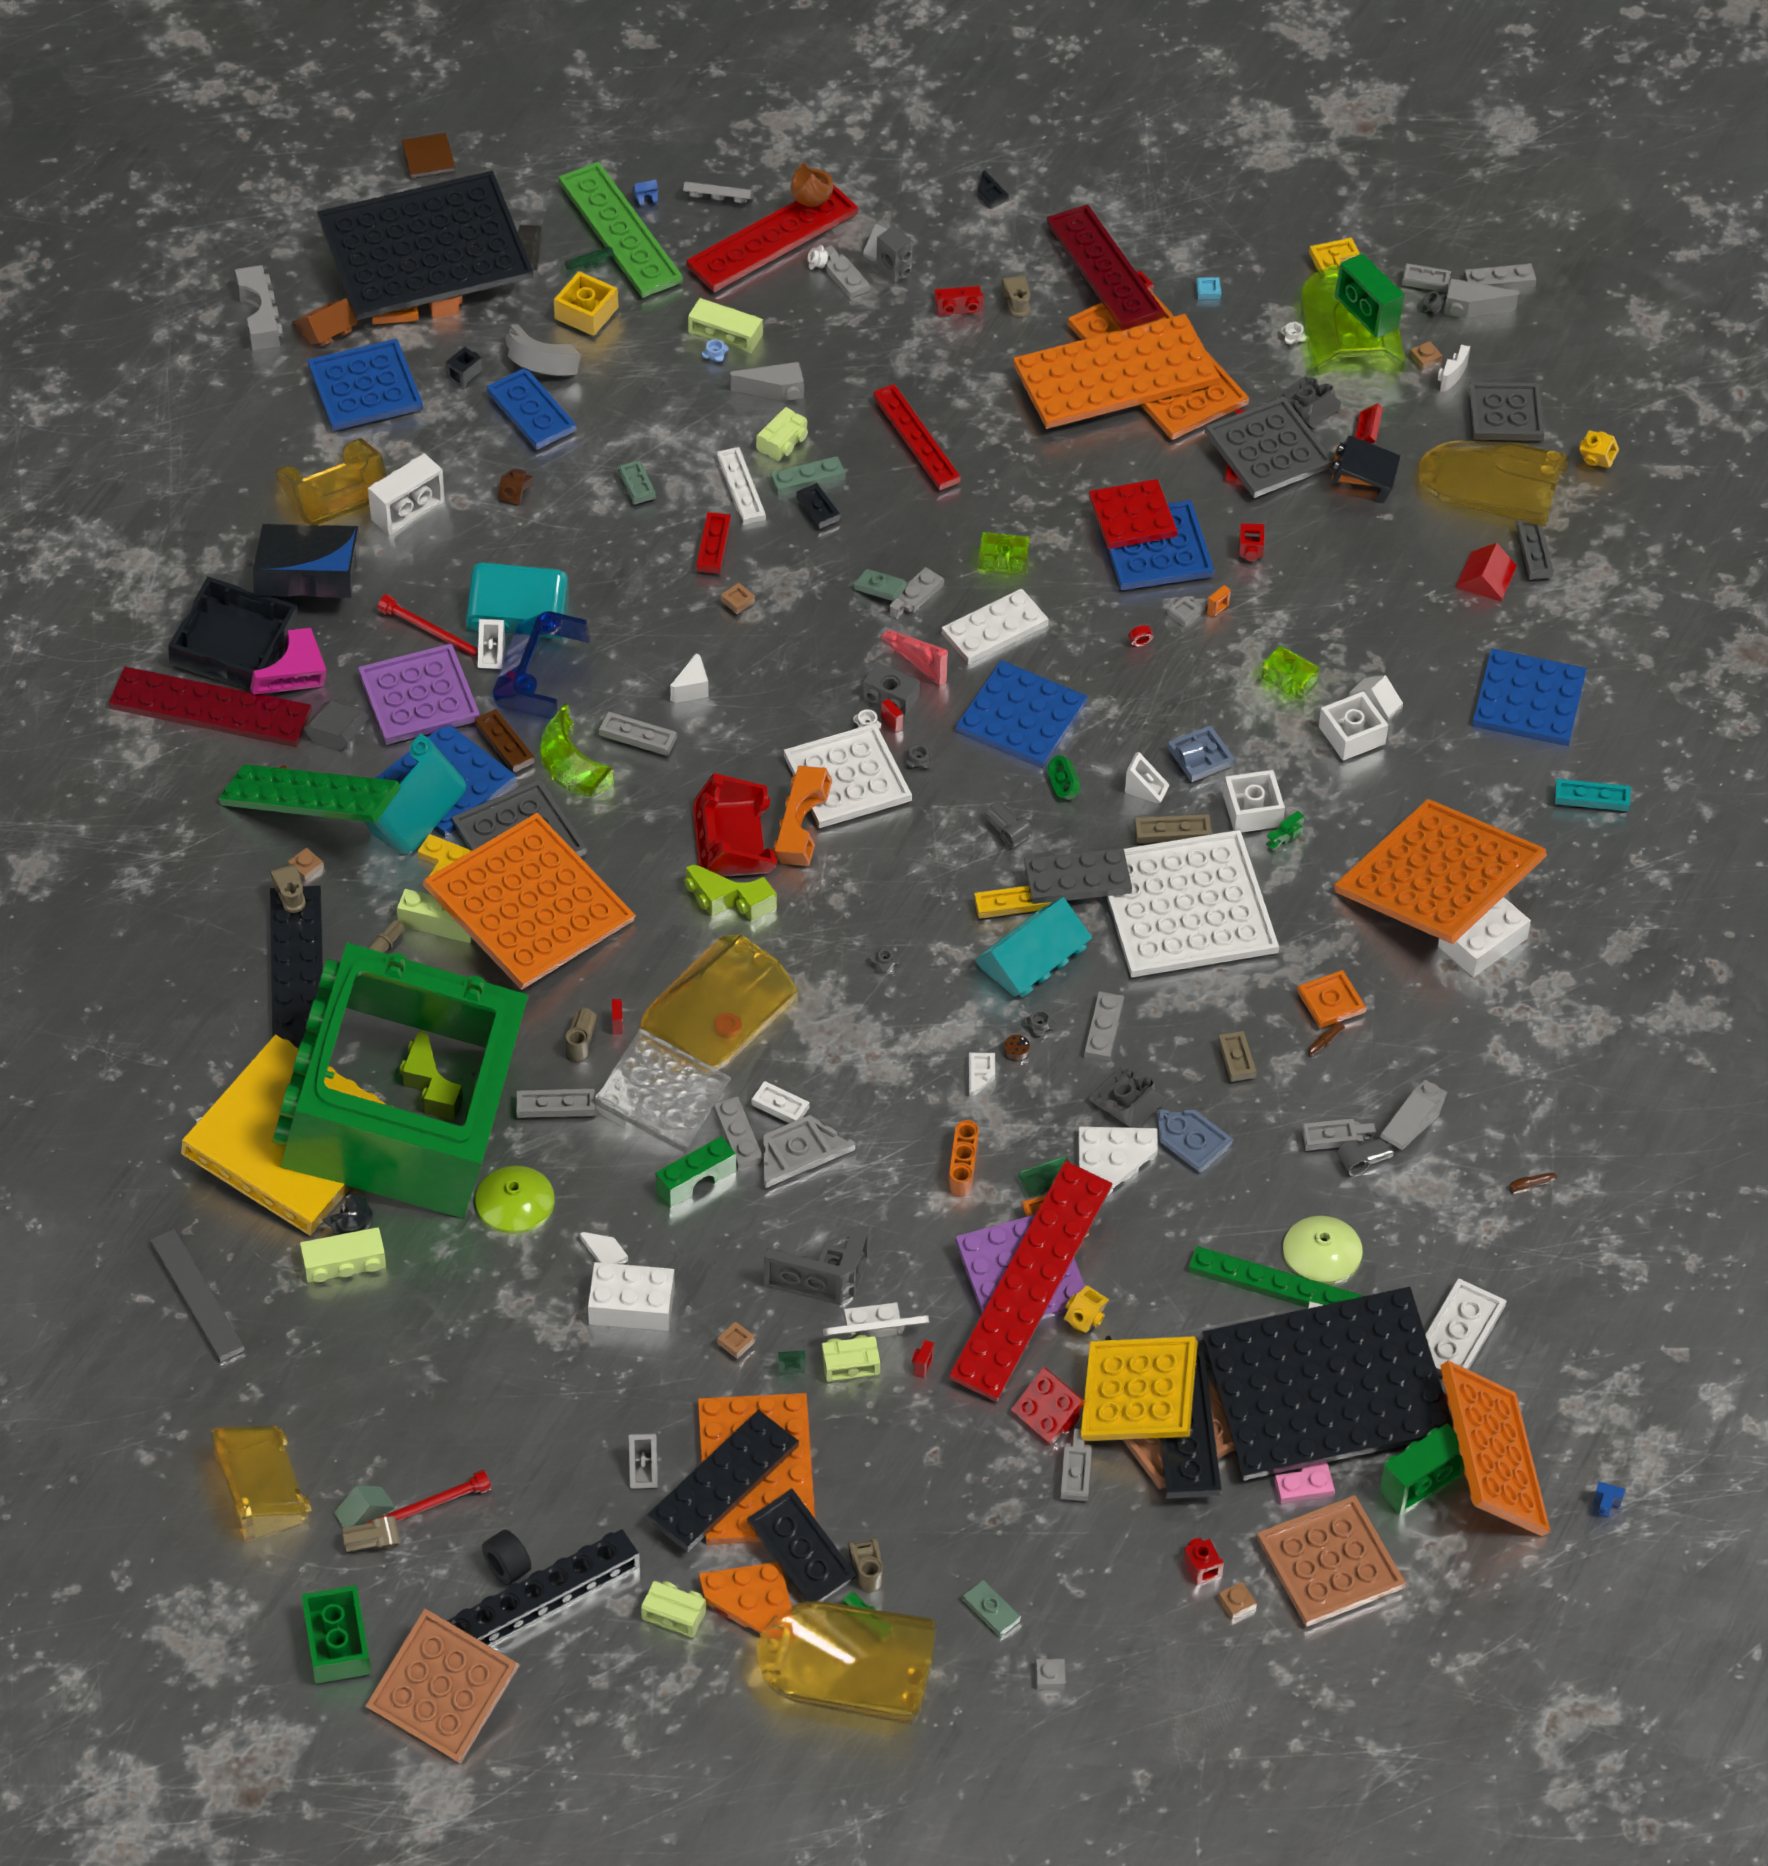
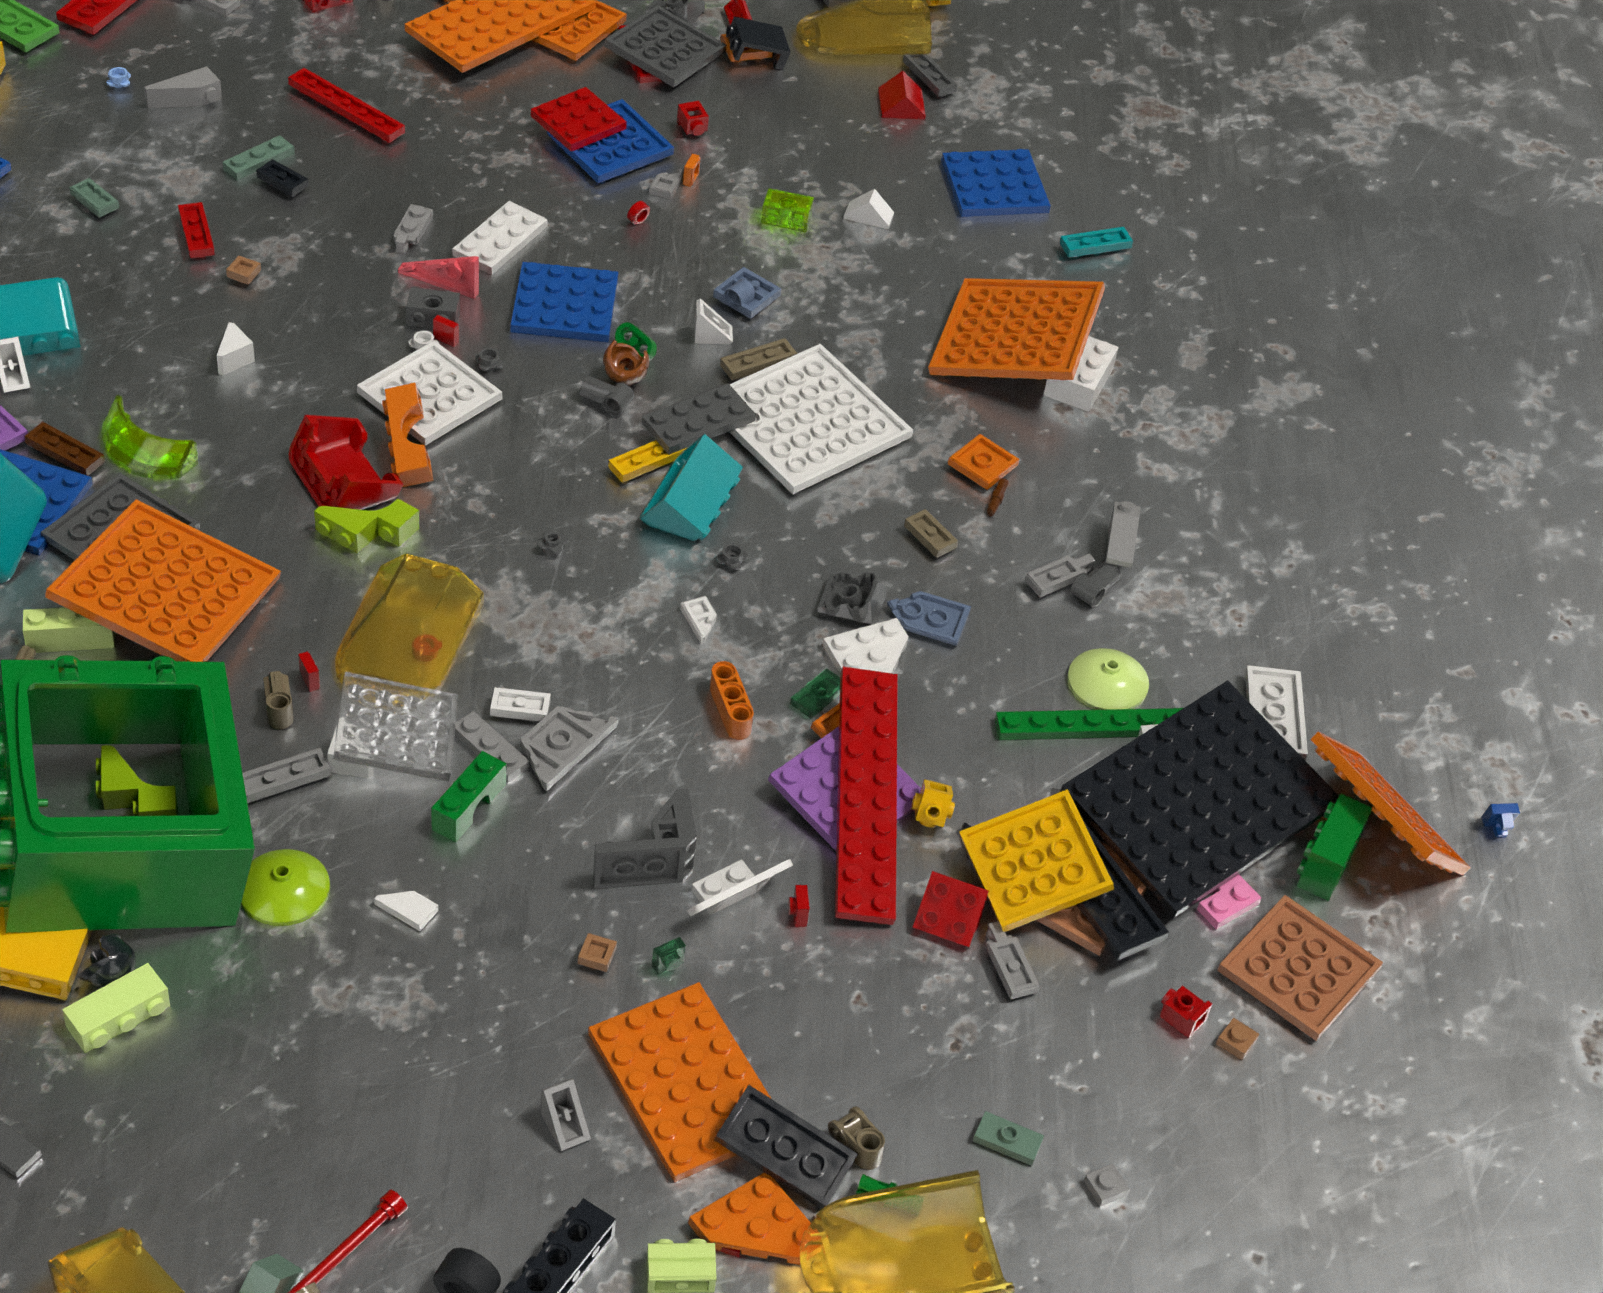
camera: 30 degrees left, 5 degrees down
(440, 852) = (42, 571): yellow plate -> none
(517, 688) = (61, 397): clear blue windscreen -> none
(631, 1296) = (464, 944): white brick -> none
(638, 733) = (201, 408): light grey plate -> none
(722, 1480) = (663, 1106): black plate -> none
(726, 324) = (105, 53): yellowish green brick -> none
(741, 486) = (198, 179): white tile -> none
(782, 434) = (218, 128): yellowish green brick -> none
(850, 1358) = (726, 930): yellowish green brick -> none
(880, 584) = (376, 227): sand green plate -> none
(1004, 552) = (477, 176): clear neon green brick -> none
(1016, 1047) = (722, 585): reddish brown tile -> none
(1032, 793) = (622, 356): none -> dark orange piece
(1104, 1027) = (793, 544): light grey plate -> none
(1253, 801) = (819, 316): white brick -> none
(1289, 829) = (863, 332): green plate -> none
(1353, 725) = (868, 236): white brick -> none
(1525, 1183) = (1247, 566): reddish brown piece -> none

